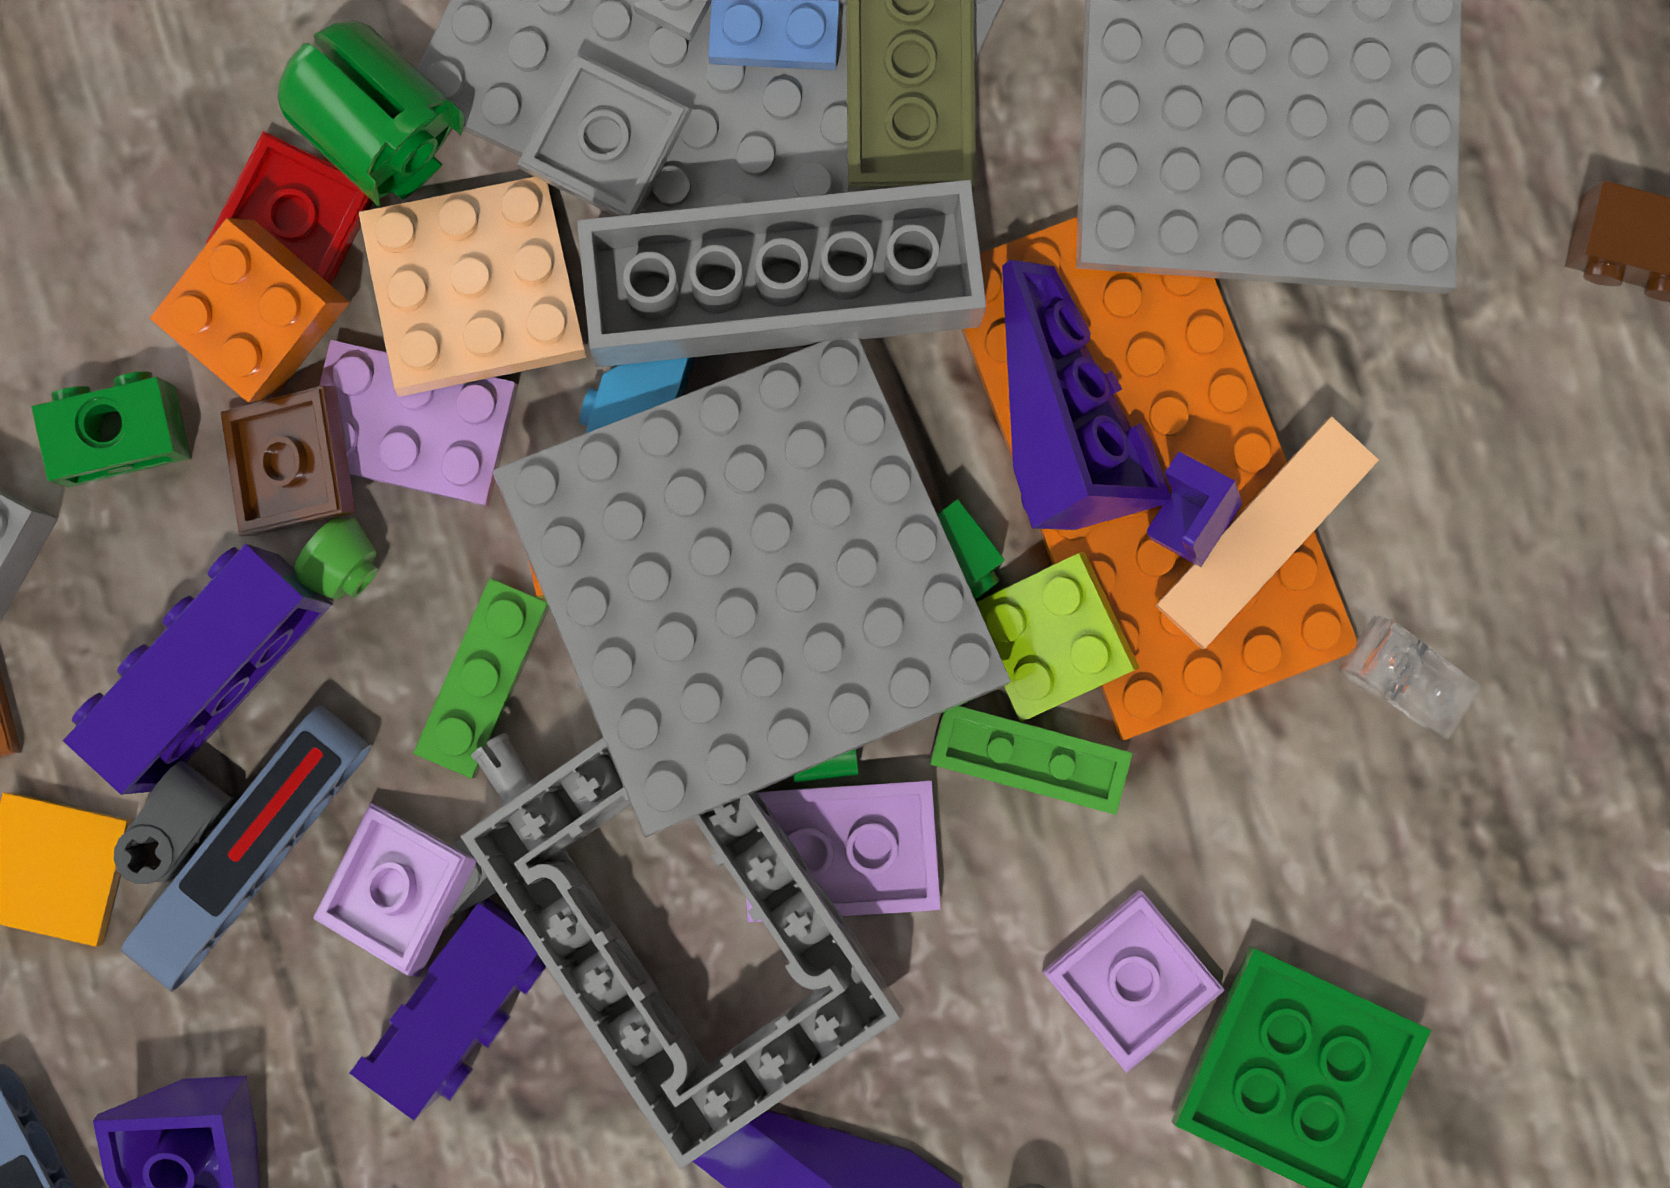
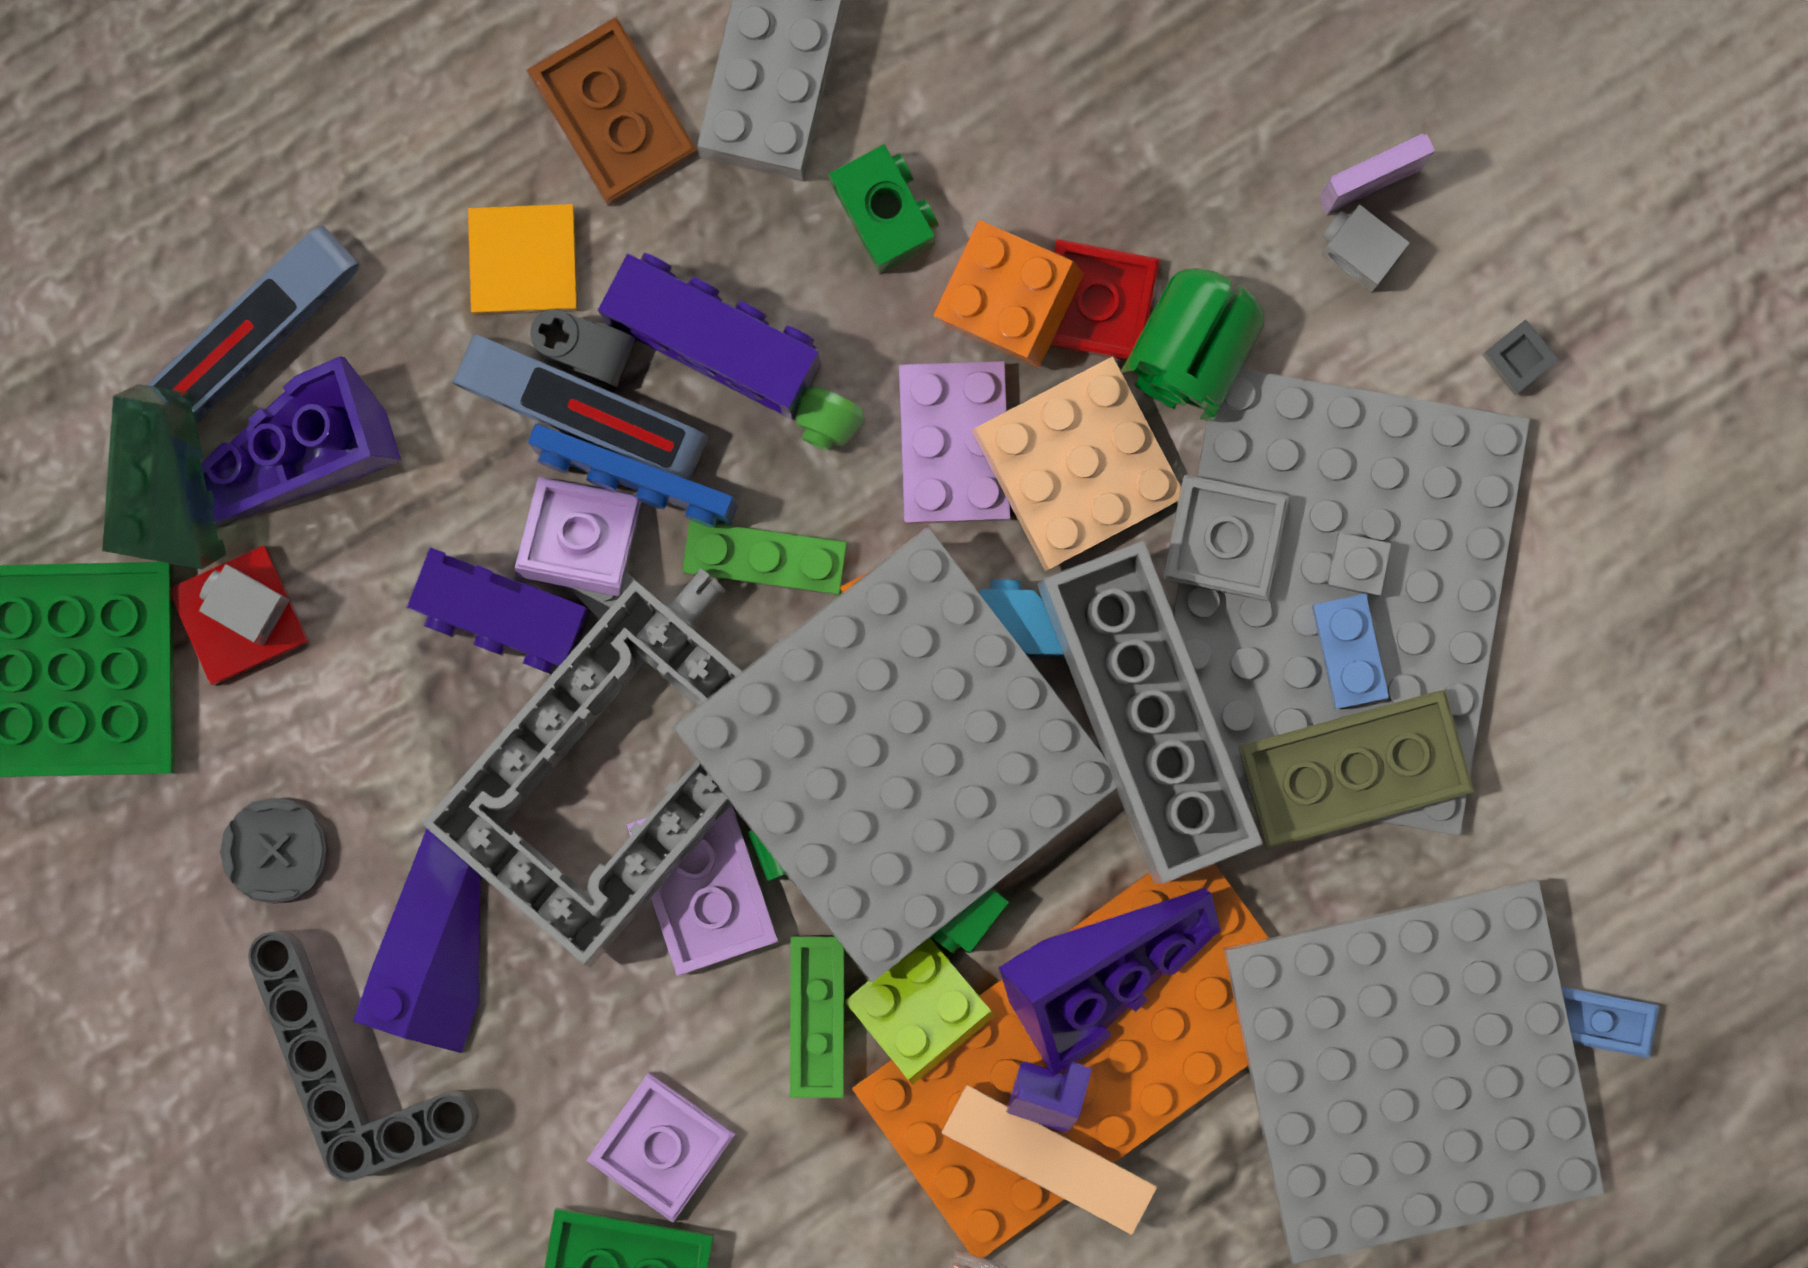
camera: 80 degrees right, 0 degrees up
(288, 461) = (896, 356): reddish brown tile -> none
(326, 829) = (653, 485): none -> blue plate

